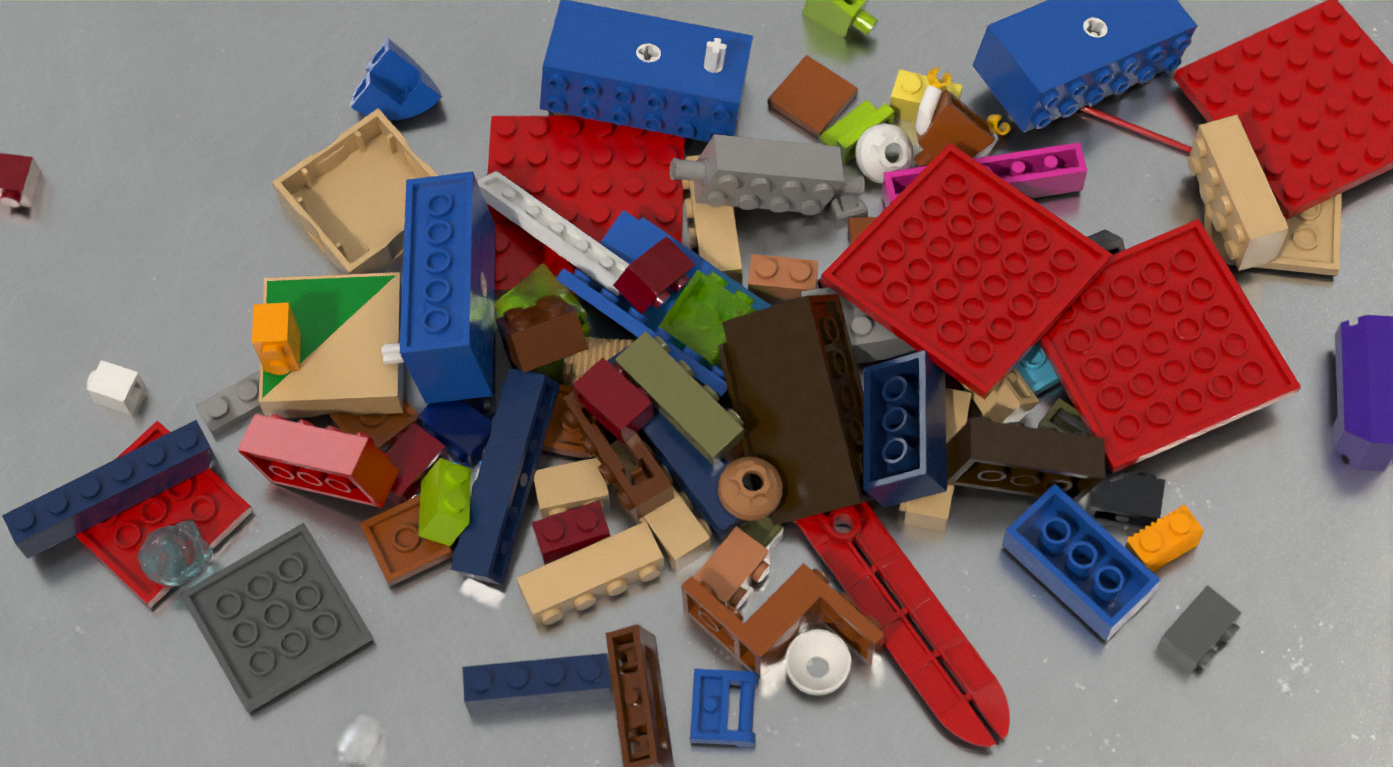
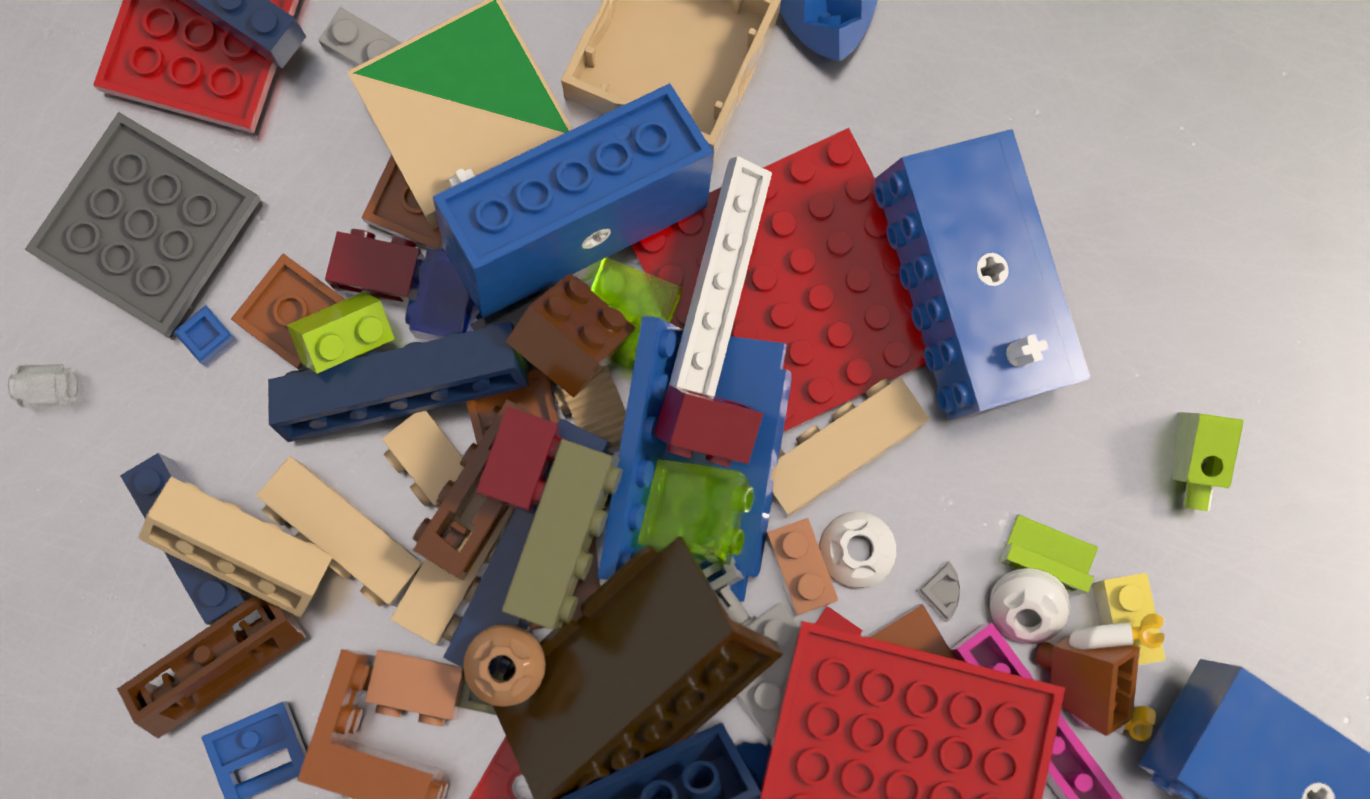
camera: 60 degrees right, 15 degrees up
(178, 553) = (149, 82): clear light blue hair -> none
(276, 338) = (408, 49): light orange brick -> none
(319, 459) = (314, 173): brick -> none
(386, 612) = (204, 335): none -> blue tile
(566, 631) = (235, 546): none -> tan brick
(570, 531) = (375, 487): dark red brick -> none
(767, 175) = (914, 487): light grey brick -> none
(805, 248) = (841, 566): none -> white piece
(812, 96) = (1069, 481): dark orange tile -> none

